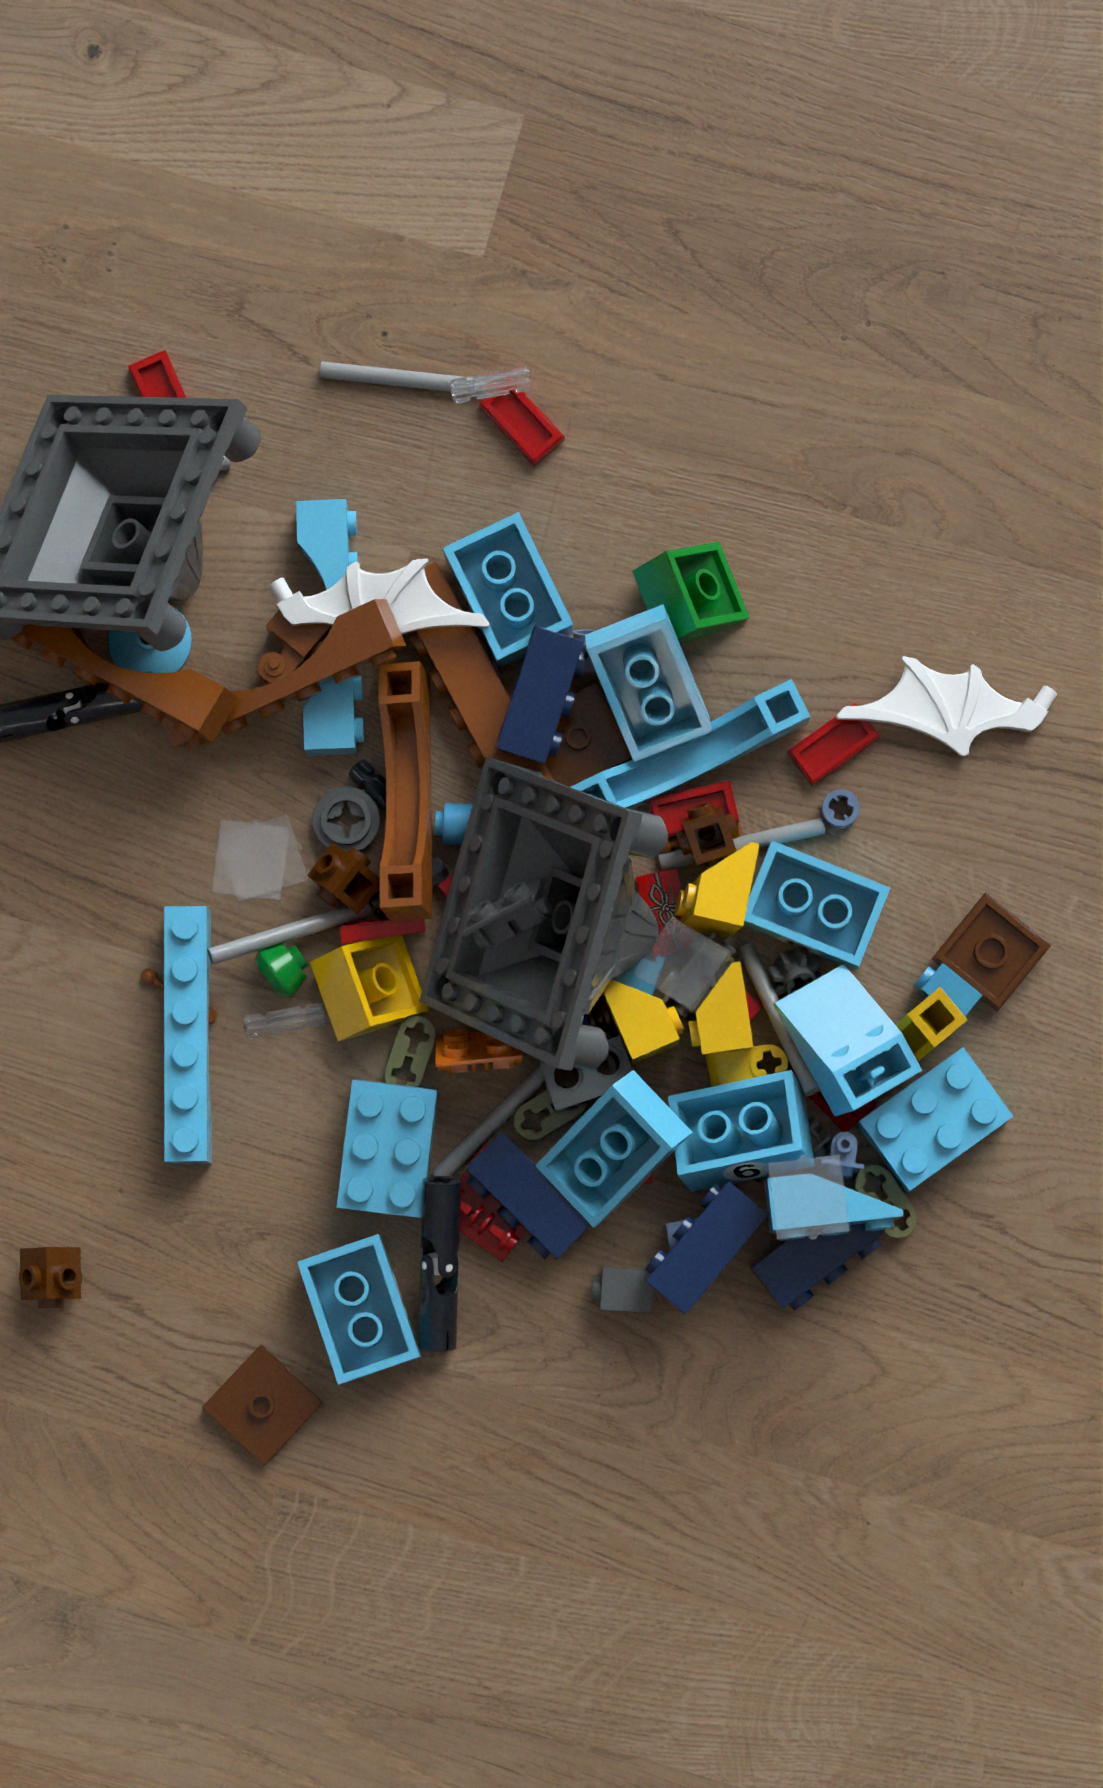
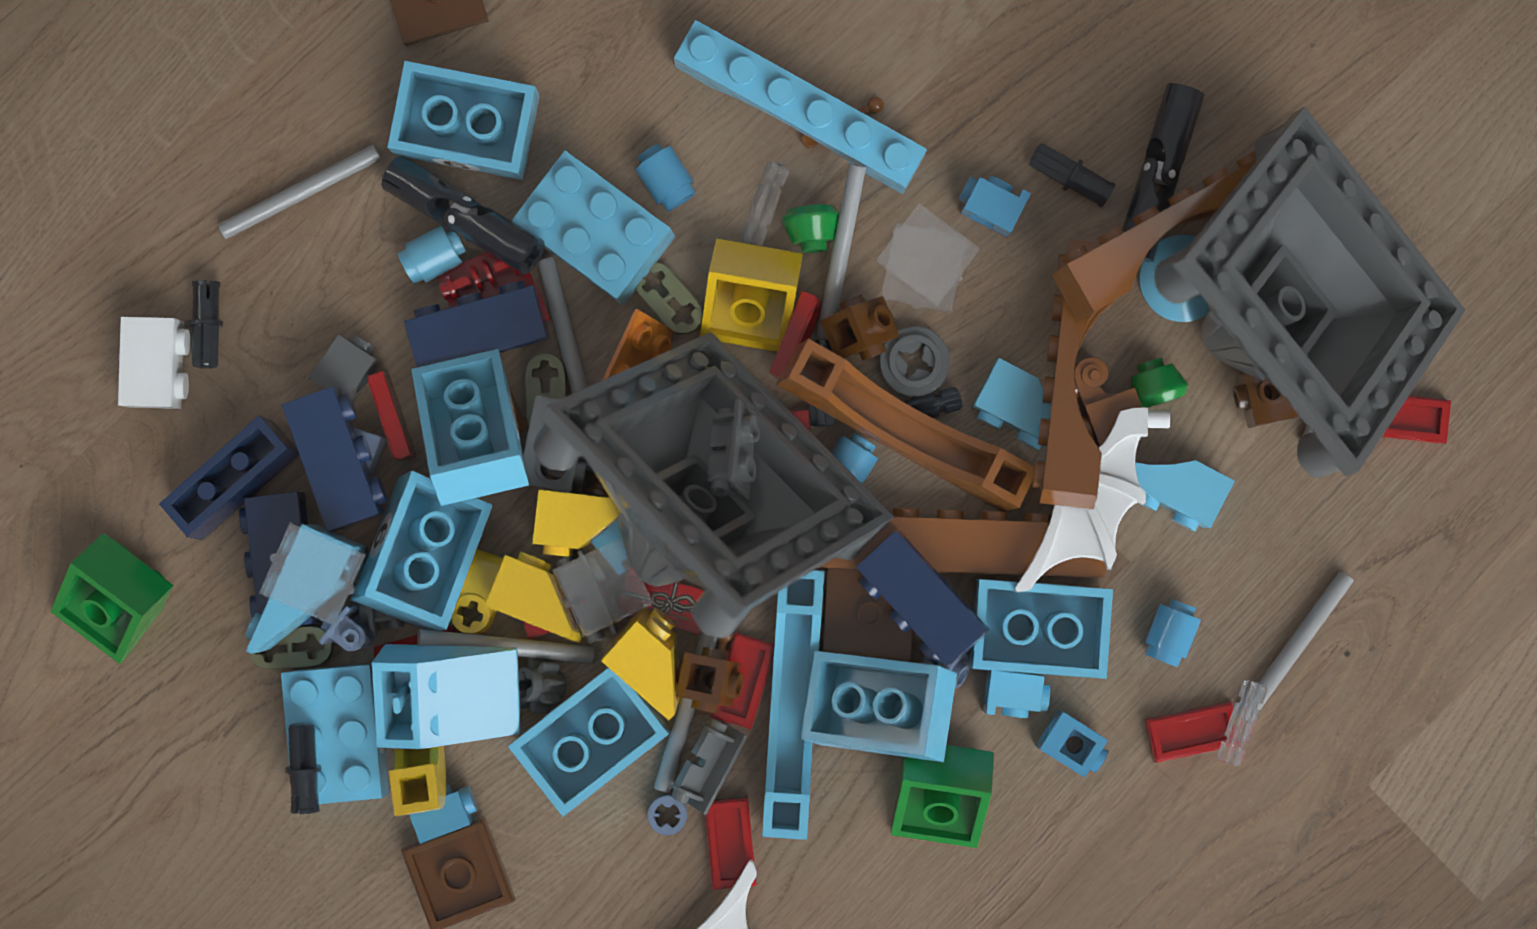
camera: 115 degrees right, 5 degrees up
(115, 779) = (1071, 174): none -> black axle
(177, 829) = (993, 204): none -> dark azure brick
(224, 518) = (1256, 406): none -> reddish brown brick
(250, 609) = (1158, 383): none -> green cone
(310, 1115) = (665, 177): none -> dark azure brick
(449, 482) = (1172, 632): none -> dark azure brick
(487, 1273) = (431, 254): none -> medium azure brick
(498, 1420) = (299, 191): none -> light grey bar
(574, 581) = (1015, 693): none -> medium azure brick
(587, 529) = (1054, 739): none -> dark azure brick
(644, 1228) = (391, 416): none -> red tile
(657, 1432) = (205, 324): none -> black axle
(715, 1455) = (152, 363): none -> white brick
(773, 1331) = (229, 477): none -> dark blue brick
(779, 795) = (715, 755): none -> dark grey hinge
(933, 1376) = (110, 597): none -> green slope
(975, 1121) = (303, 769): none -> black axle

